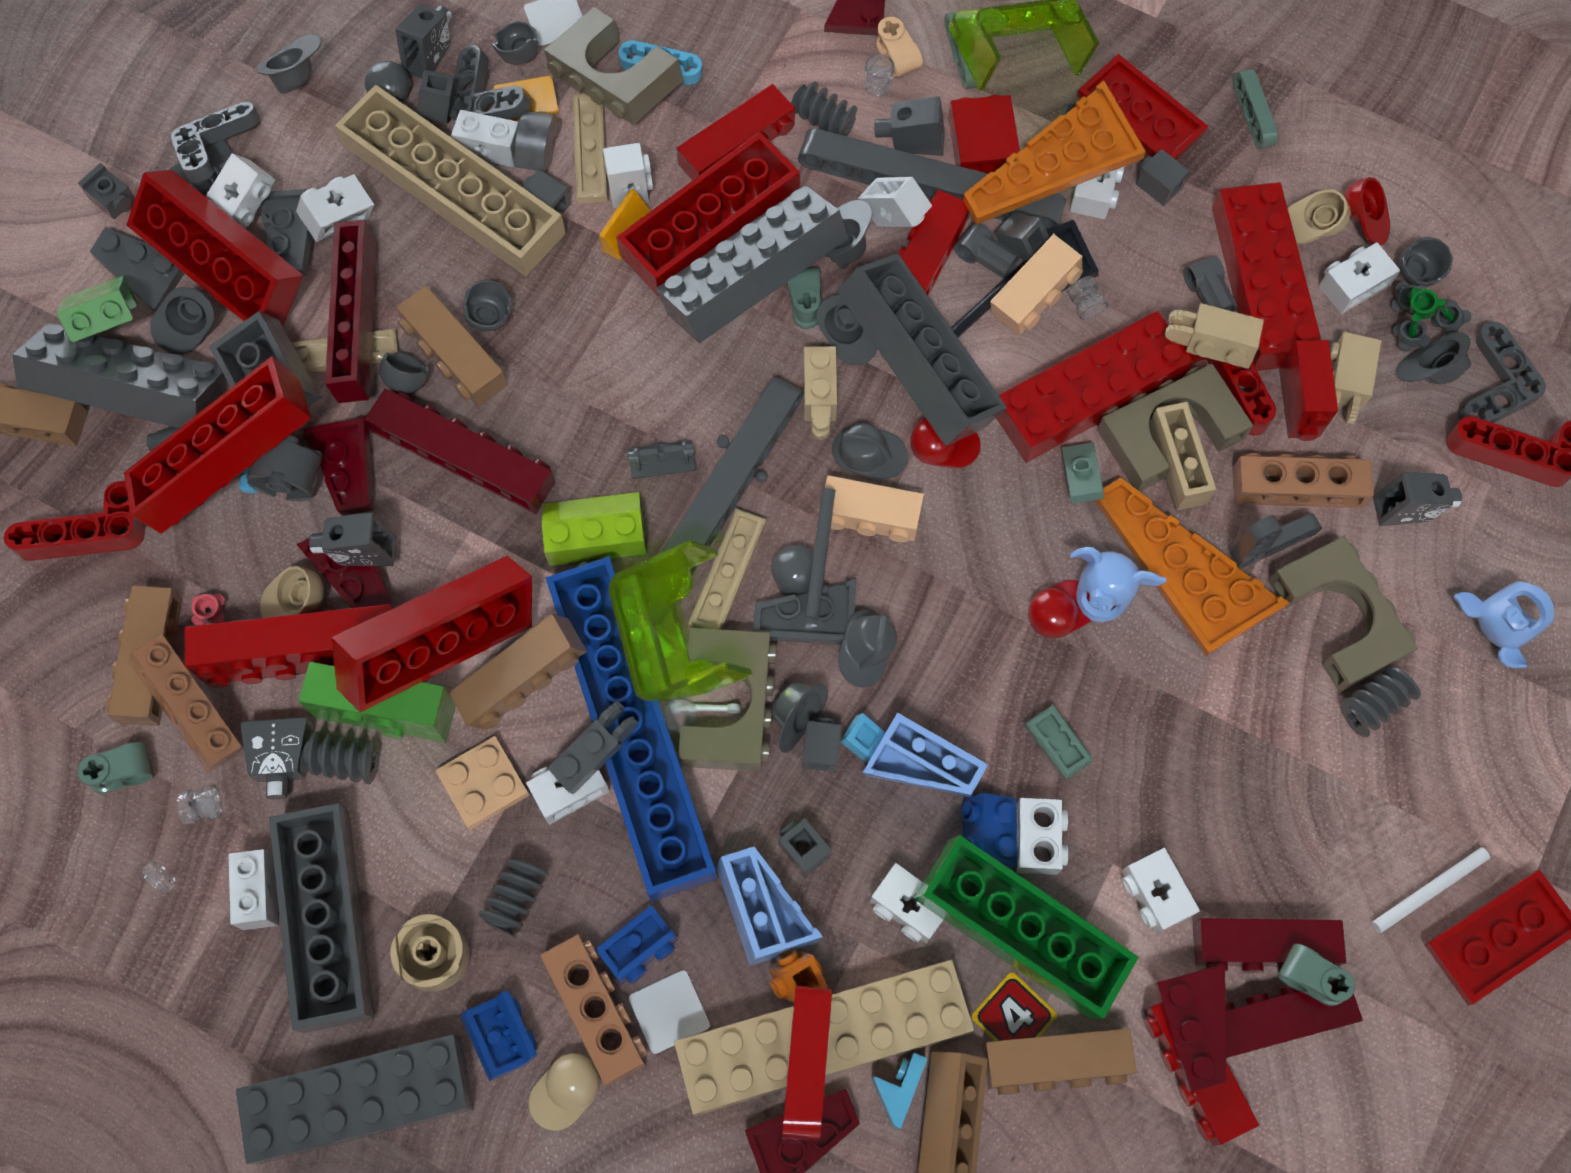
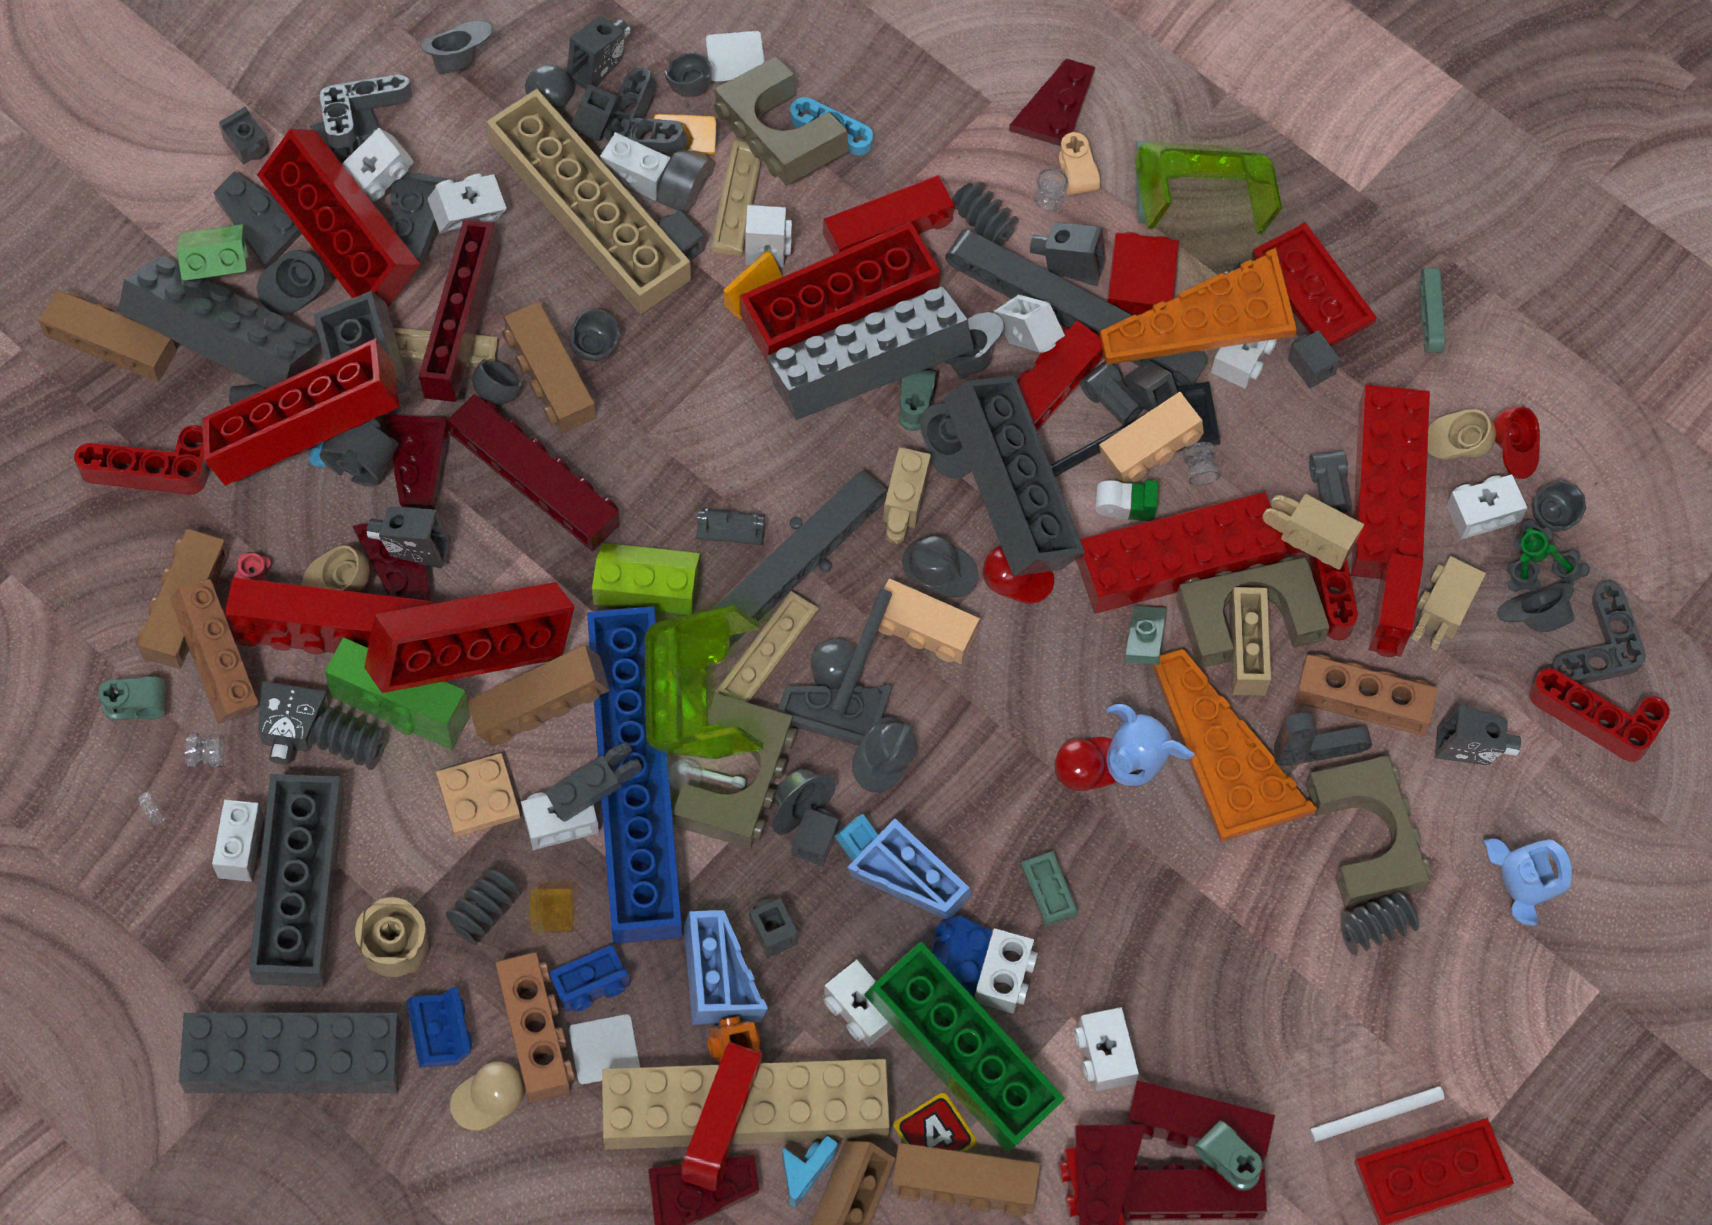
camera: 10 degrees right, 5 degrees down
(582, 884) = (551, 910): none -> clear yellow panel
(1029, 347) = (1127, 500): none -> leg

